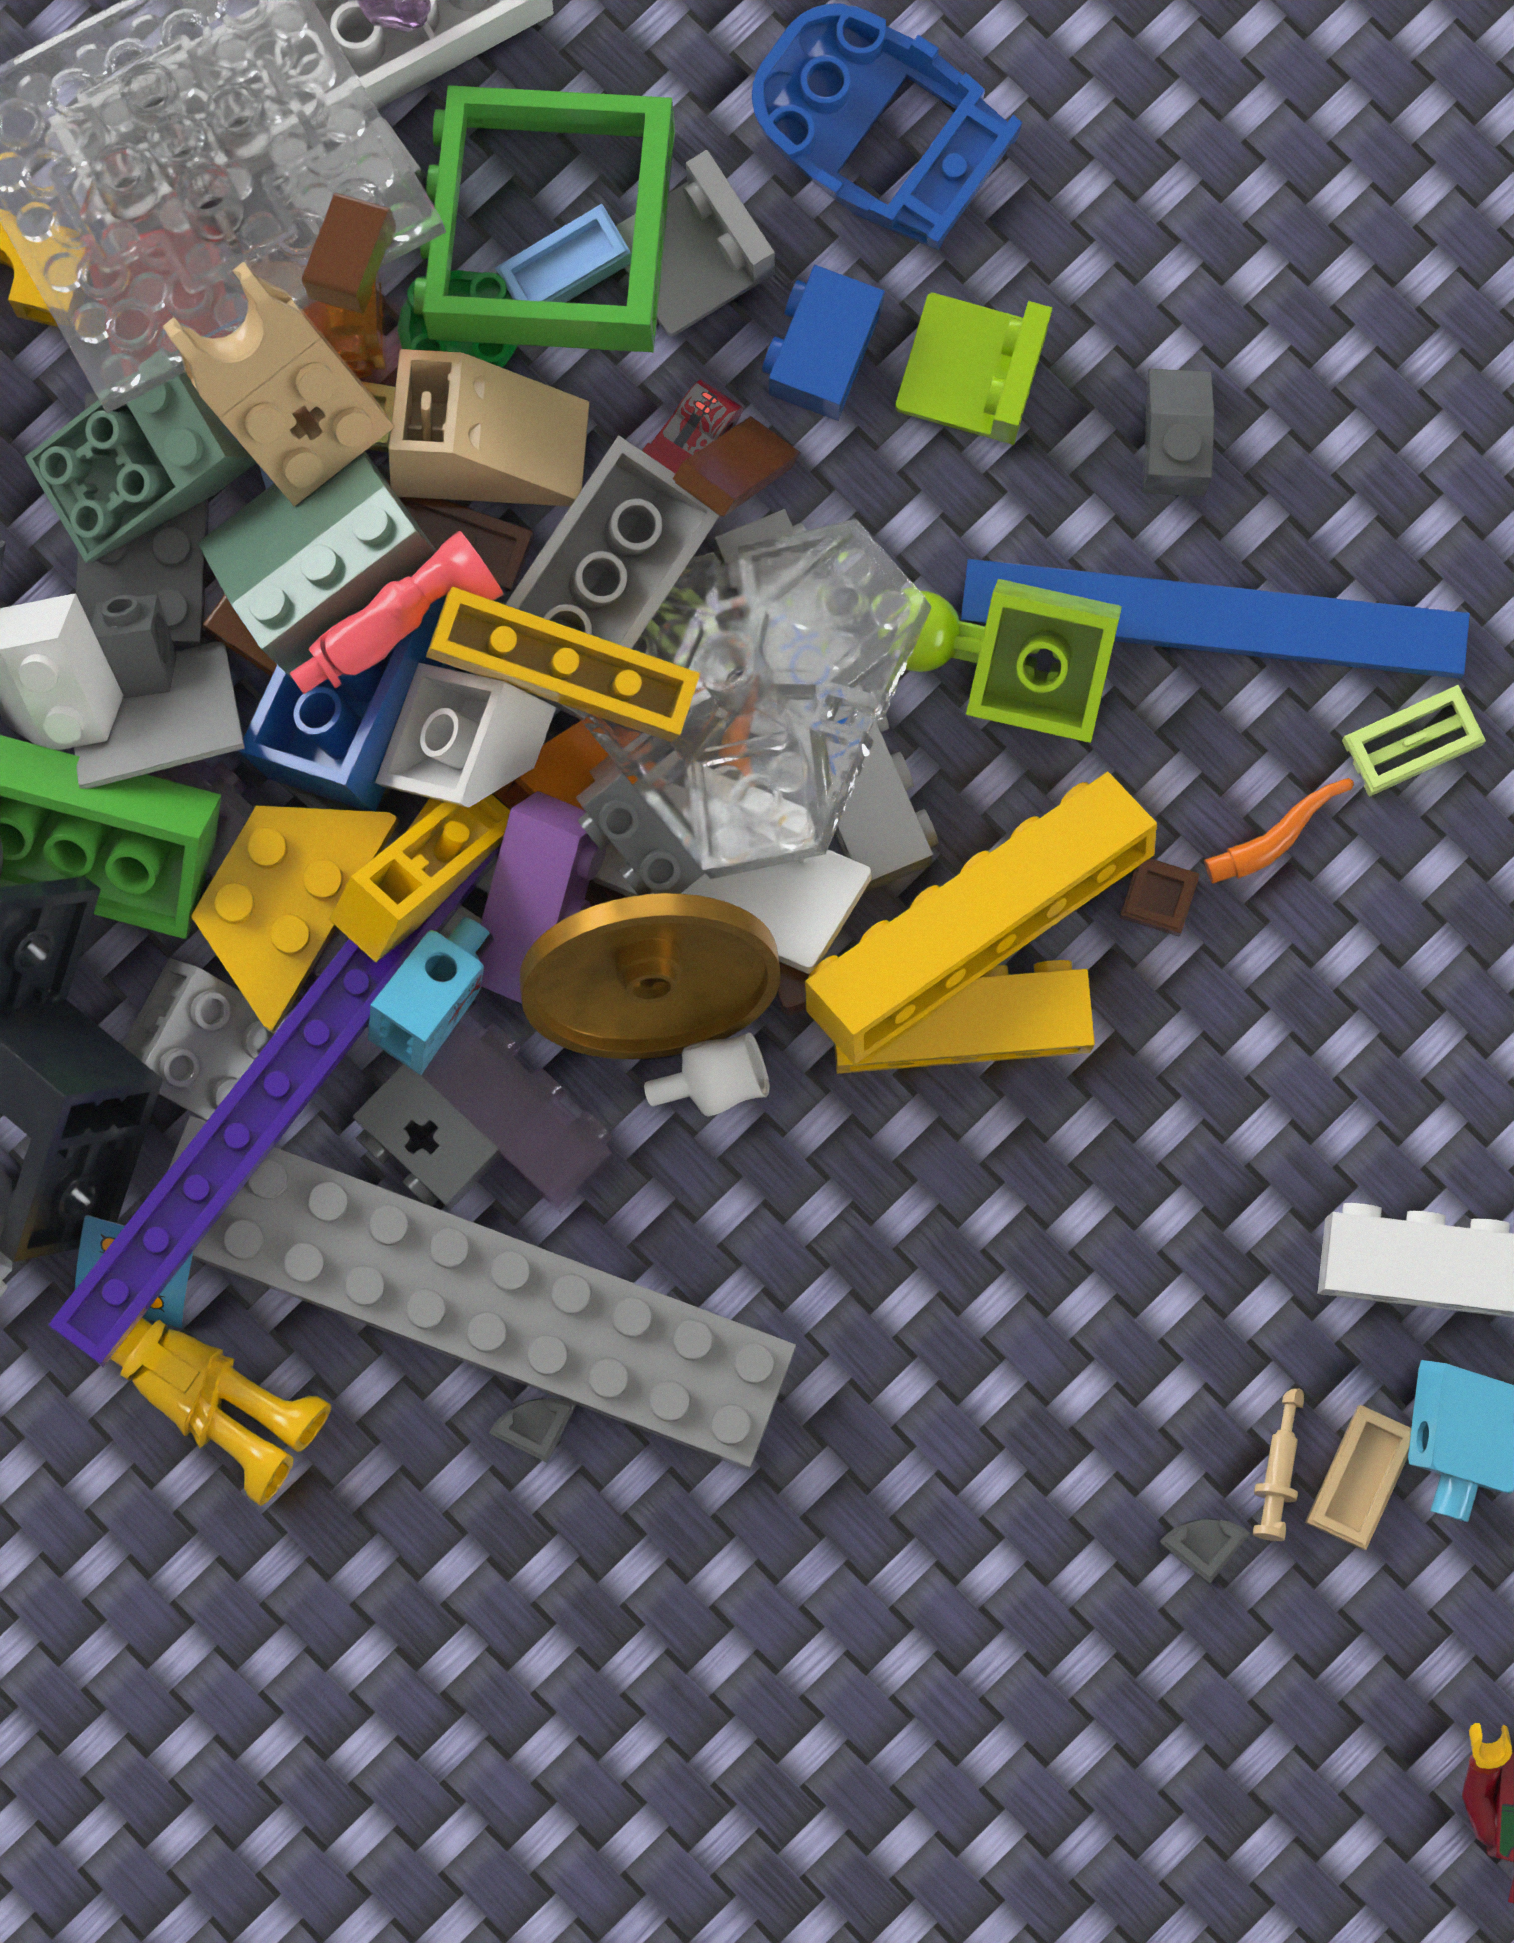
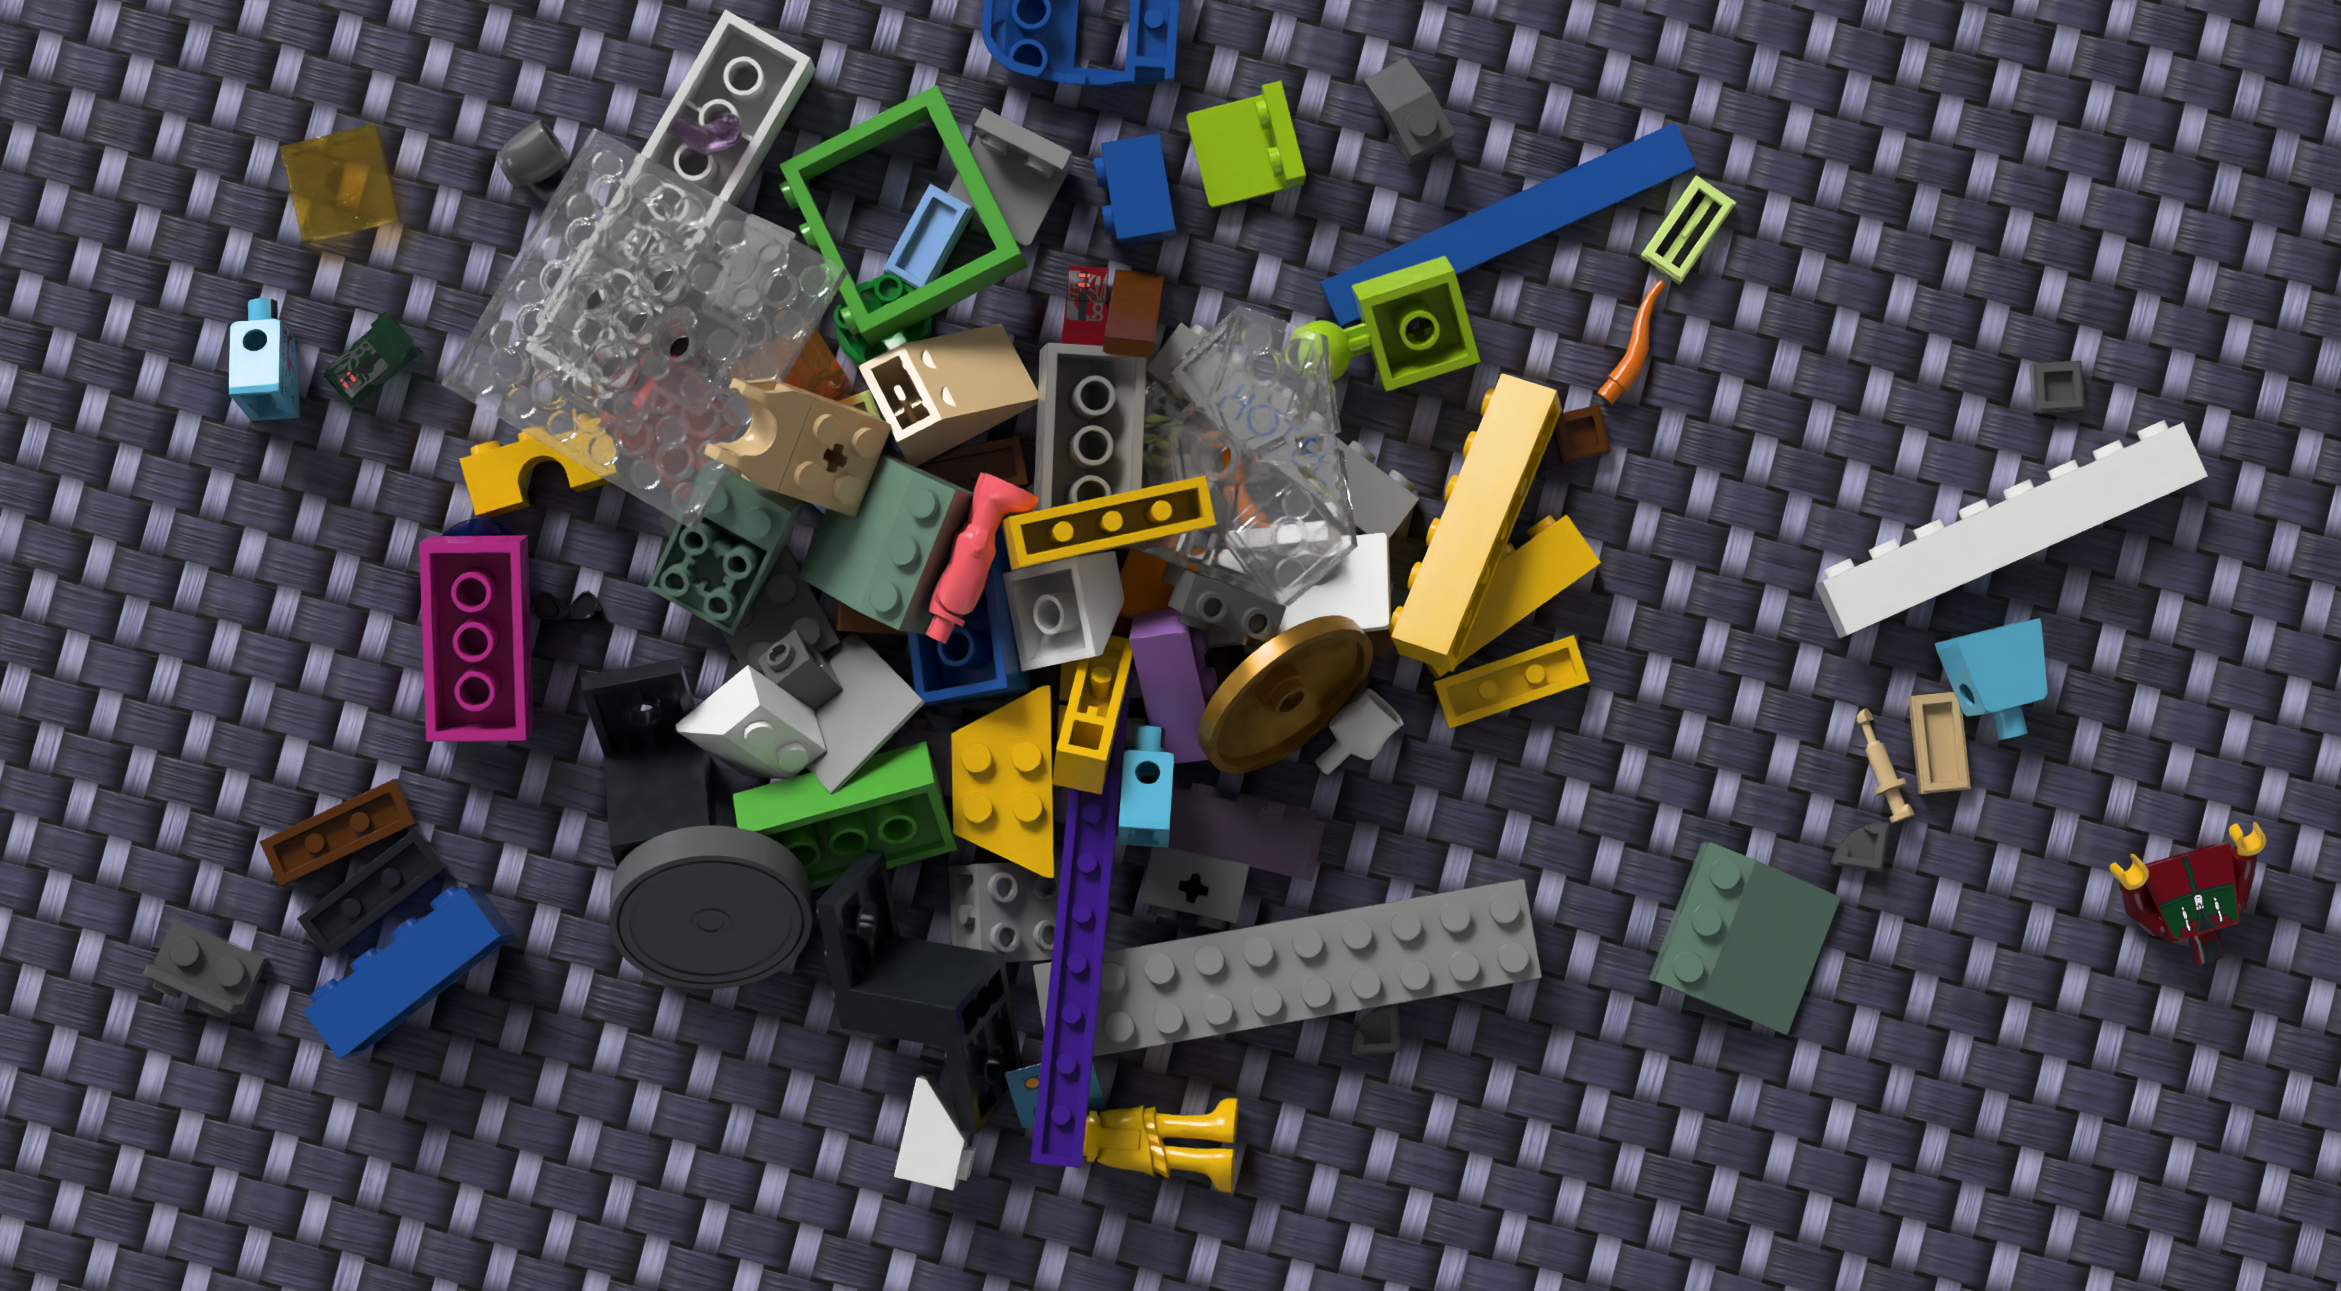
camera: 30 degrees left, 5 degrees up
(348, 252) = (796, 328): reddish brown piece -> none
(916, 1122) = (1511, 682): none -> yellow plate
(1011, 1566) = (1744, 937): none -> sand green slope

